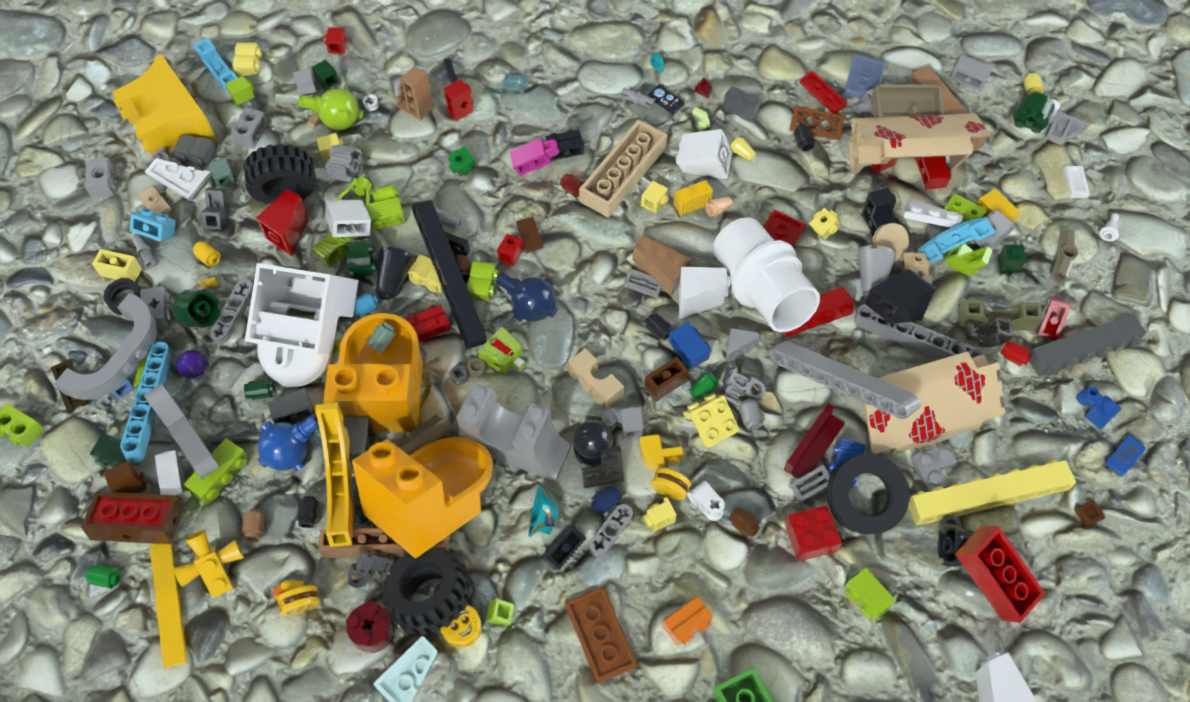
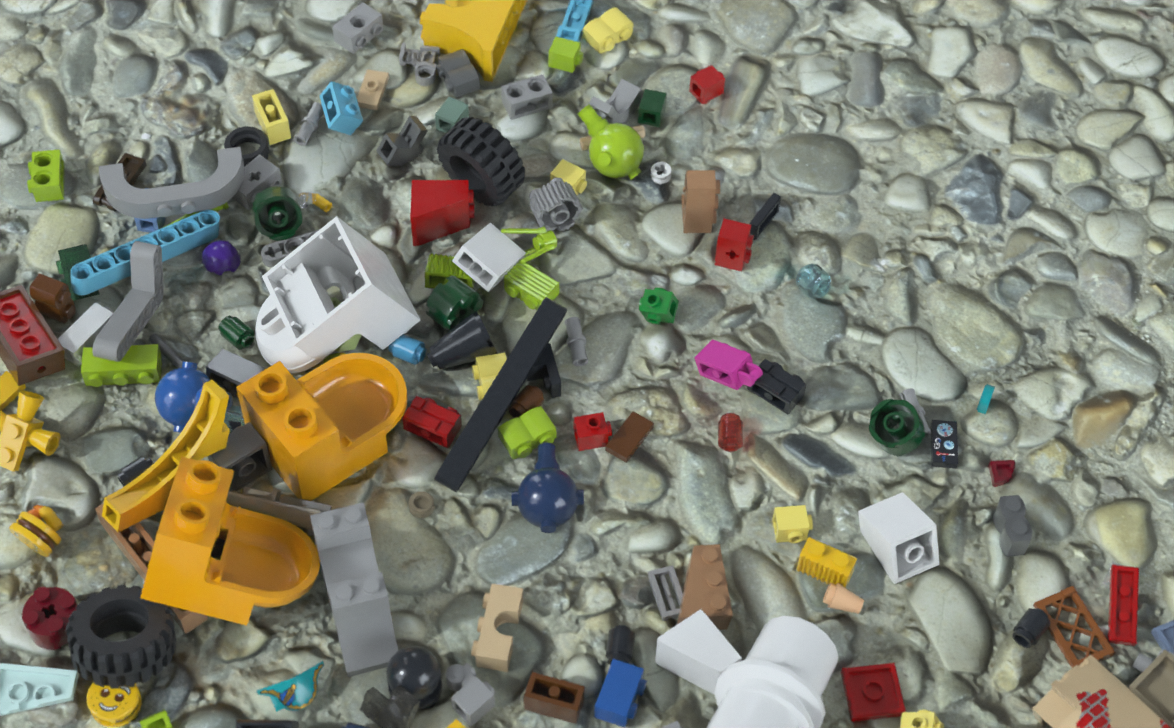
camera: 50 degrees right, 5 degrees down
(180, 179) = (414, 88): white wing -> none
(206, 253) = (349, 175): yellow brick -> none
(253, 525) = (88, 438): medium nougat brick -> none
(366, 564) = (113, 563): dark grey piece -> none
(381, 337) = (369, 388): sand green brick -> none
(385, 193) = (555, 268): lime brick -> none
(458, 369) = (391, 498): dark grey bush -> none
(502, 352) = (457, 514): lime torso -> none
(622, 168) = (797, 464): tan brick -> none
(640, 99) = (906, 436): none -> dark green brick
(704, 123) = (956, 498): yellowish green arm -> none
(742, 149) = (949, 570): light yellow cone -> none

